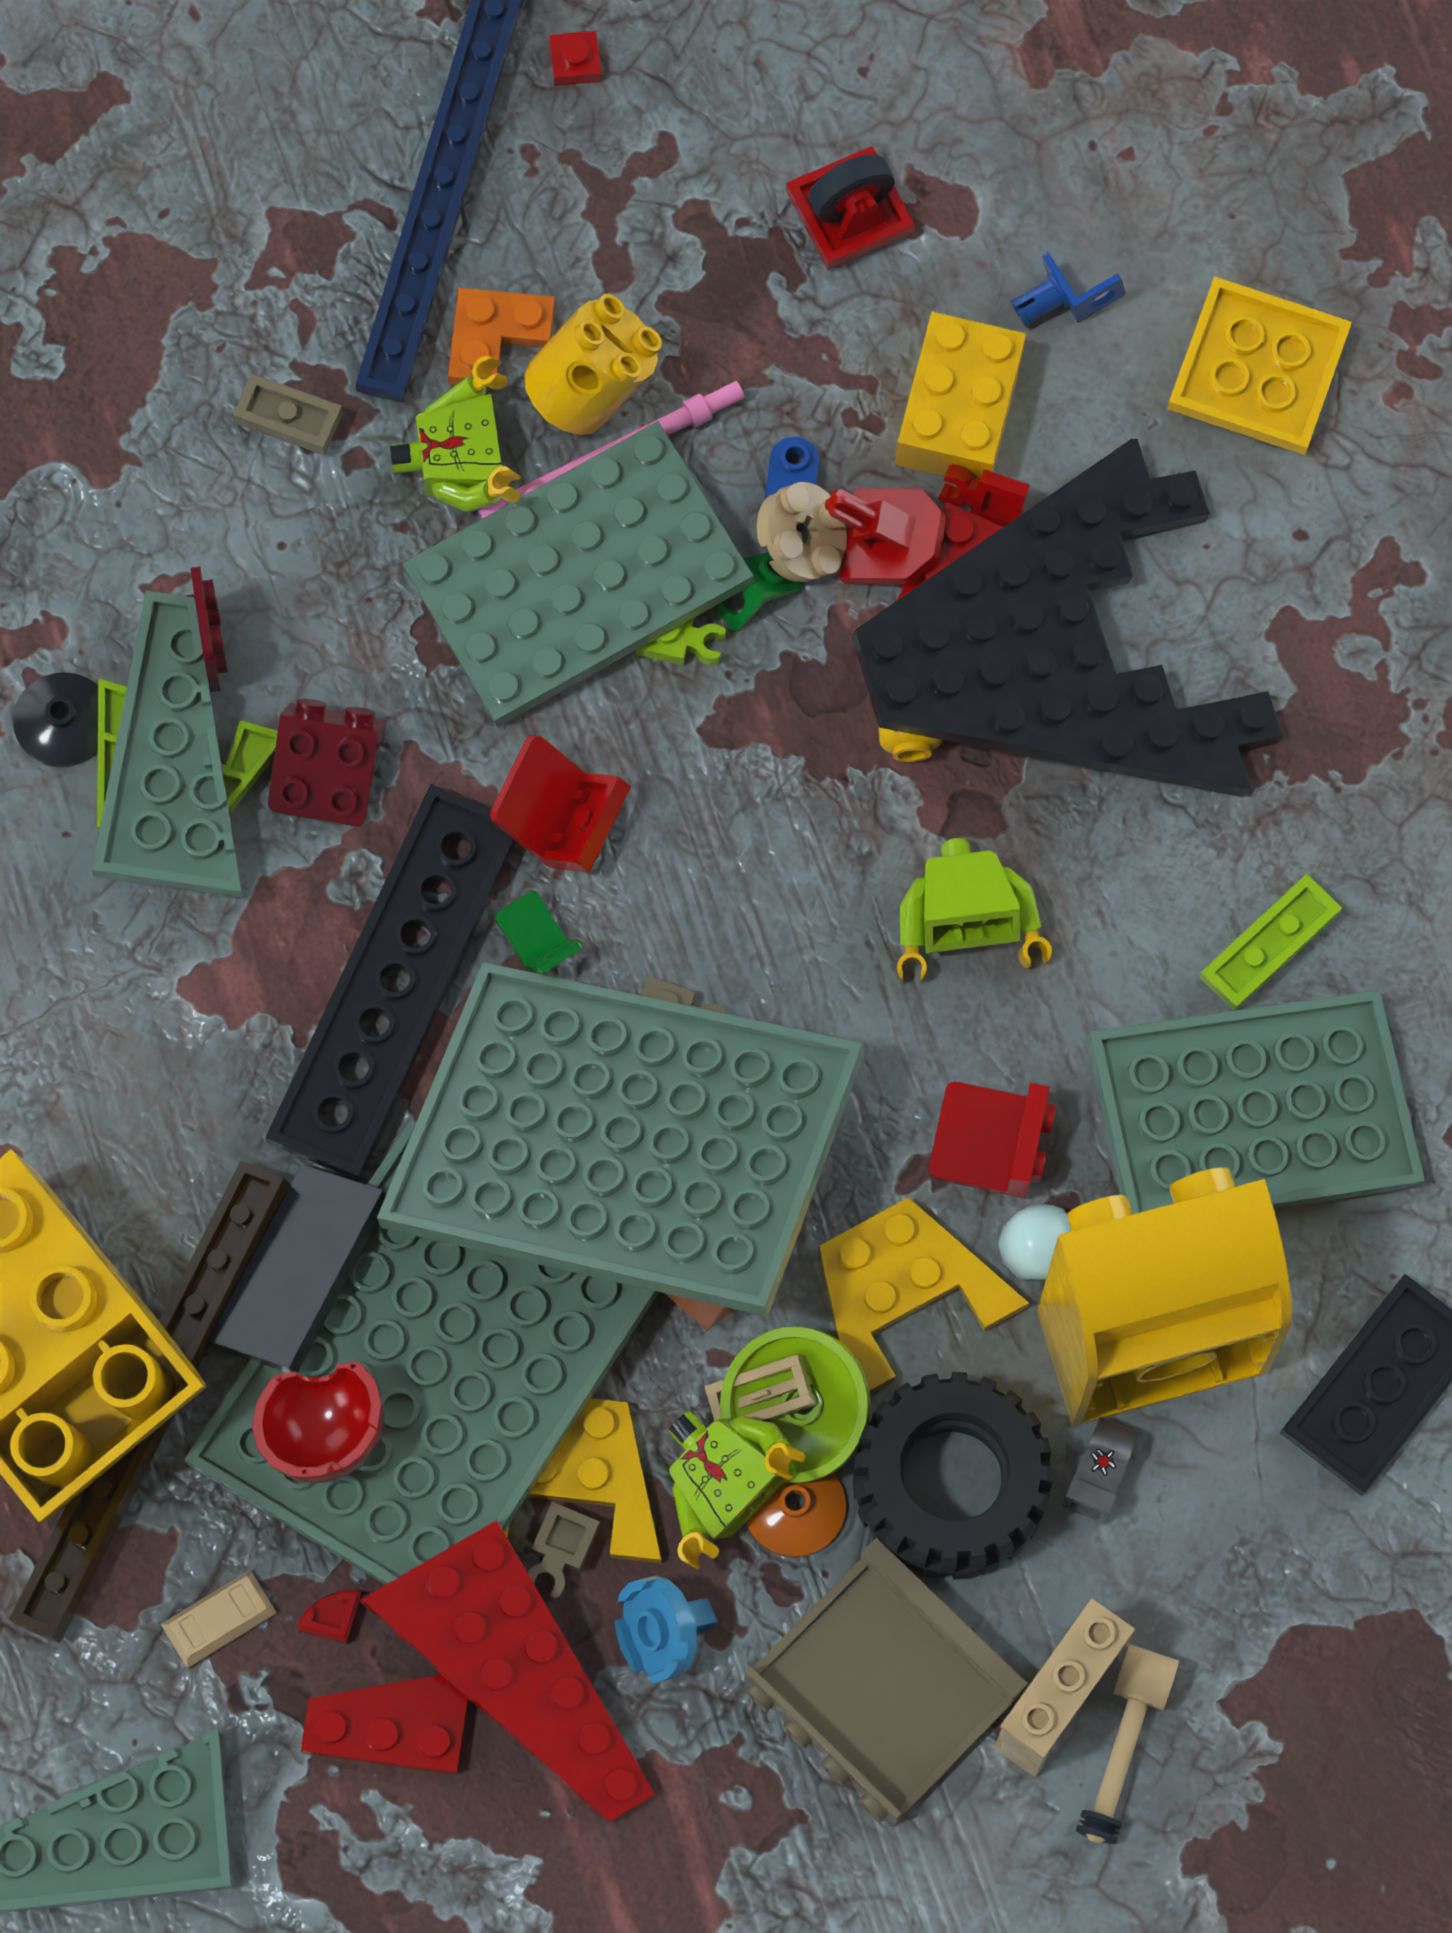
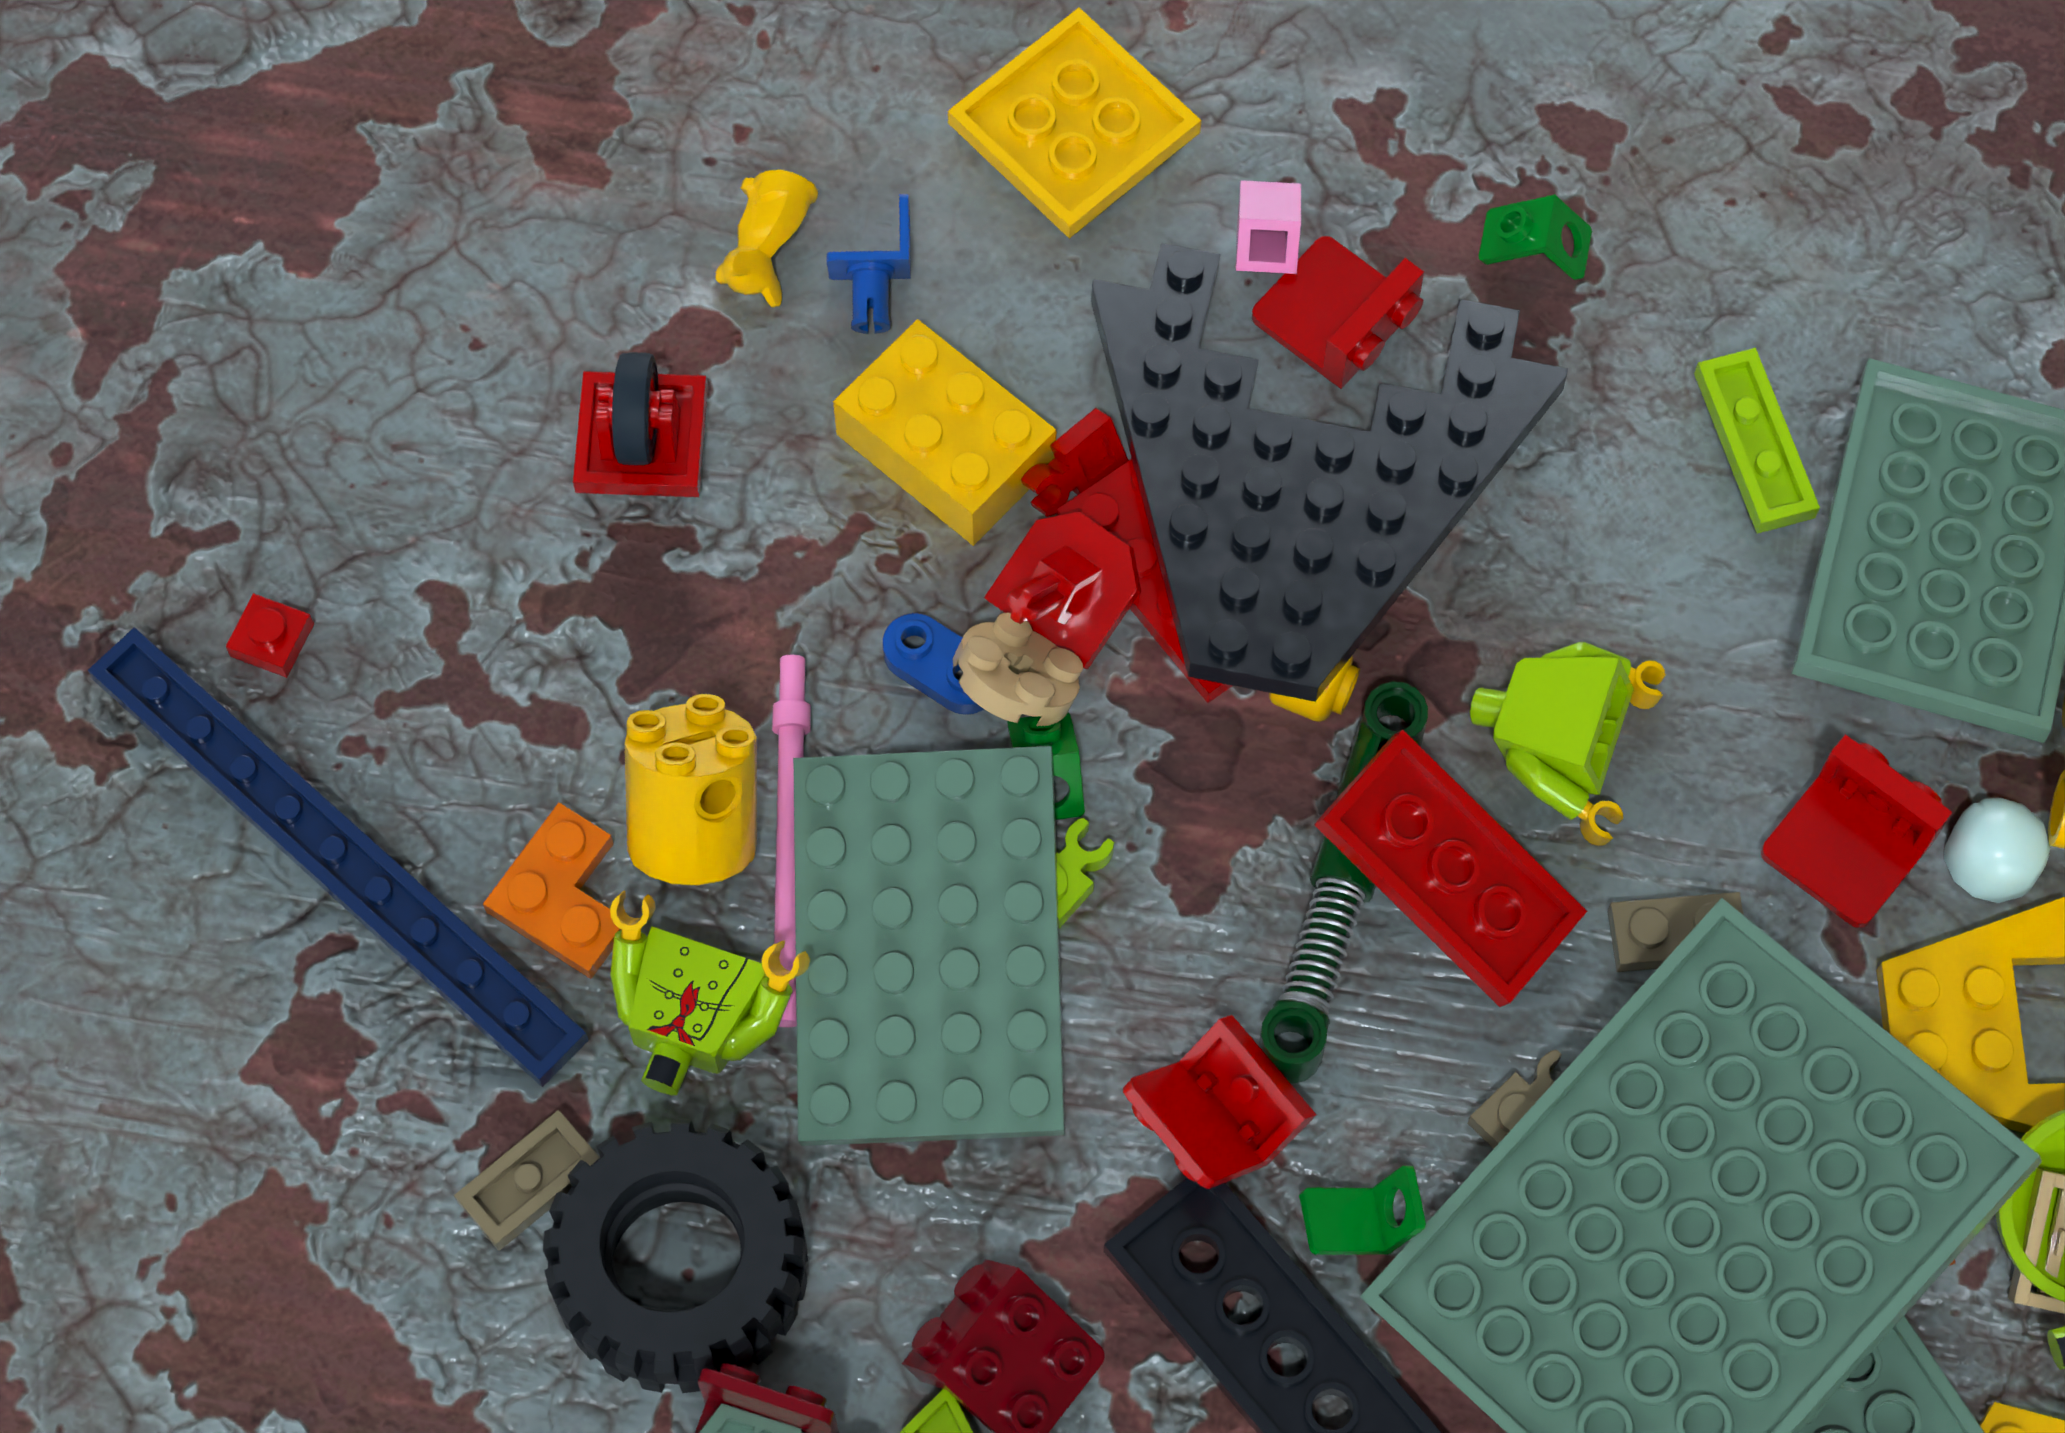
camera: 60 degrees left, 5 degrees down
(269, 467) = (661, 1171): none -> black tyre
(778, 815) = (1340, 890): none -> dark green piece
(811, 876) = (1451, 868): none -> red plate
(879, 1072) = (1653, 928): none -> dark tan plate
(1056, 203) = (772, 215): none -> yellow animal
(1211, 611) = (1338, 309): none -> red bracket
(1243, 532) = (1268, 227): none -> bright pink brick
(1352, 711) = (1535, 229): none -> green bracket

